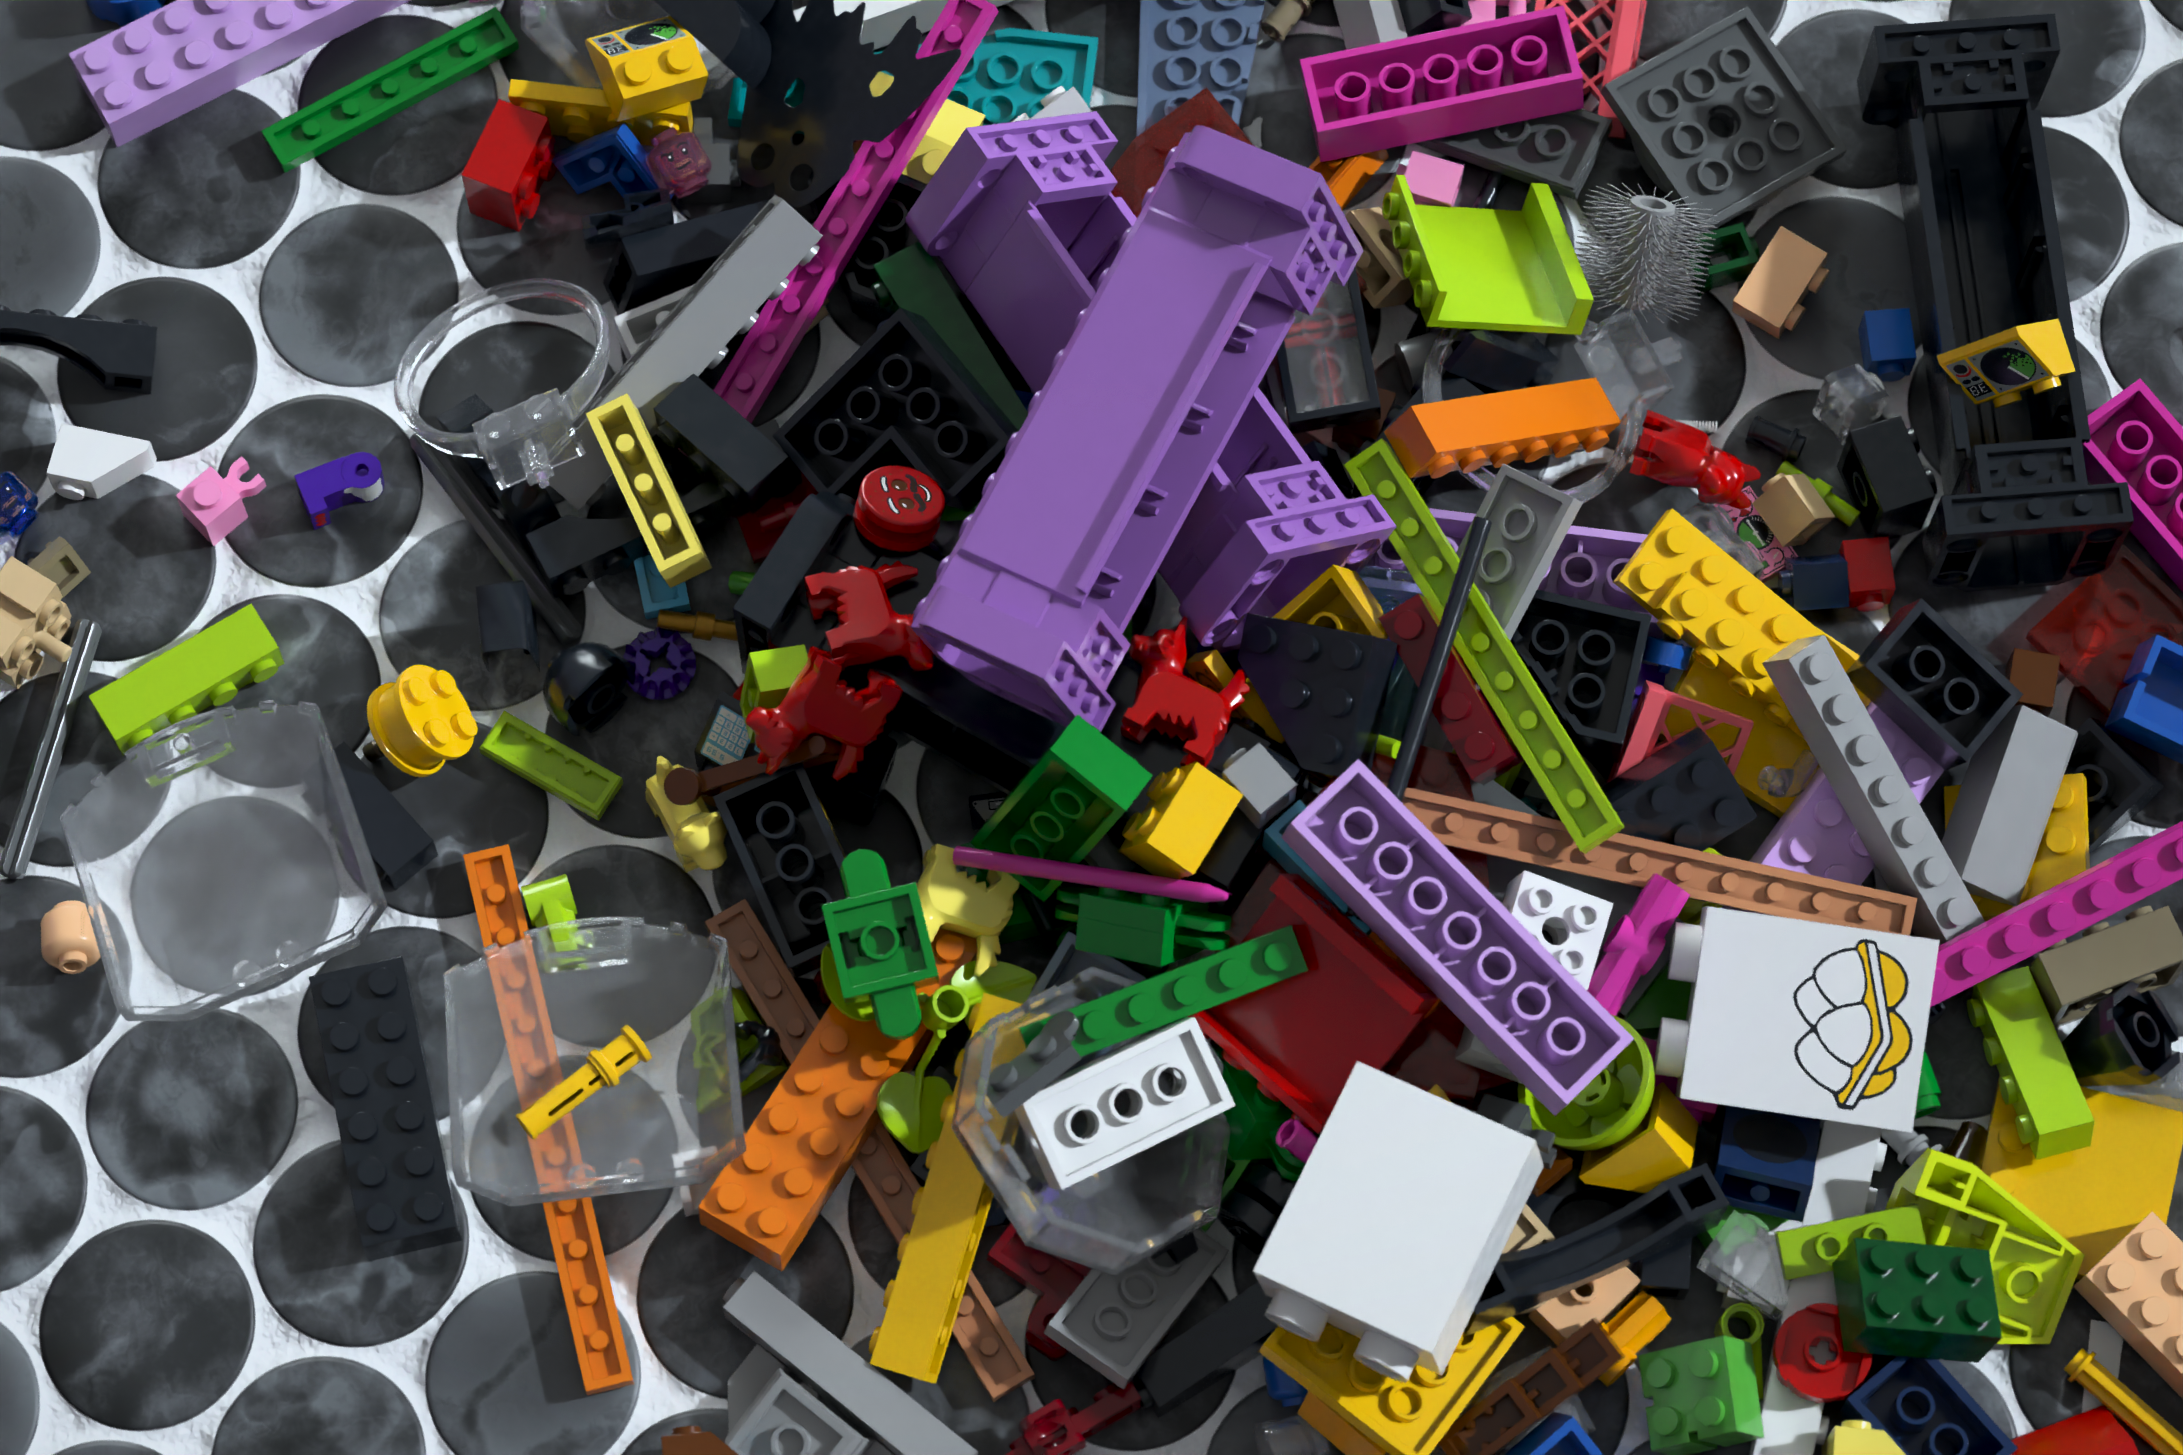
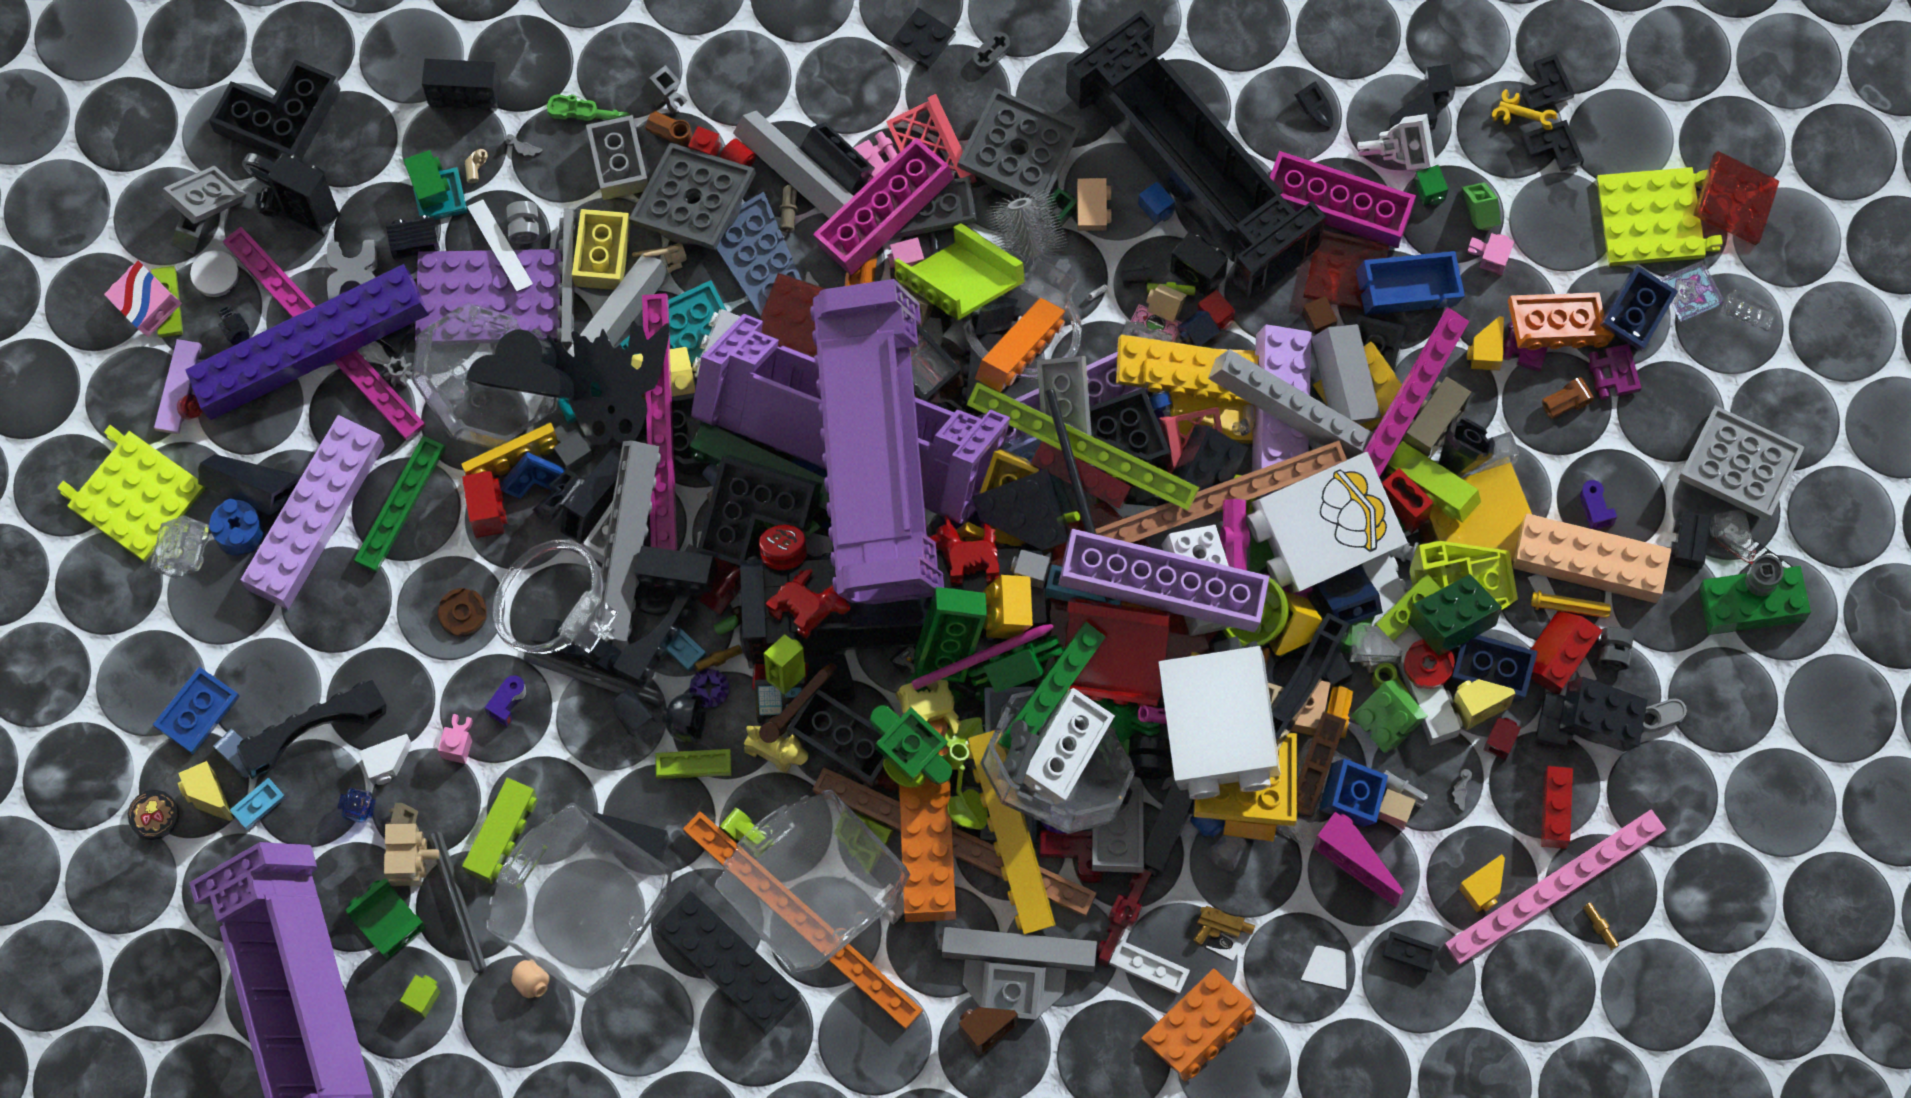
camera: 30 degrees left, 0 degrees up
(369, 312) = (462, 612): none -> reddish brown tile
(419, 721) = (622, 781): yellow wheel -> none
(601, 1070) = (815, 883): yellow pin -> none
(648, 67) = (523, 418): yellow slope -> none
(648, 490) = (659, 610): light yellow brick -> none
(678, 162) = (563, 454): clear pink head -> none
(765, 1052) = (881, 827): black piece -> none
(826, 707) = (815, 655): red animal -> none
(1687, 459) = (1106, 309): red animal -> none
(1850, 400) = (1158, 239): clear slope -> none
(1933, 684) = (1285, 342): black brick -> none
(1958, 1066) = (1403, 506): none -> red piece
(2010, 363) = (1226, 178): slope -> none

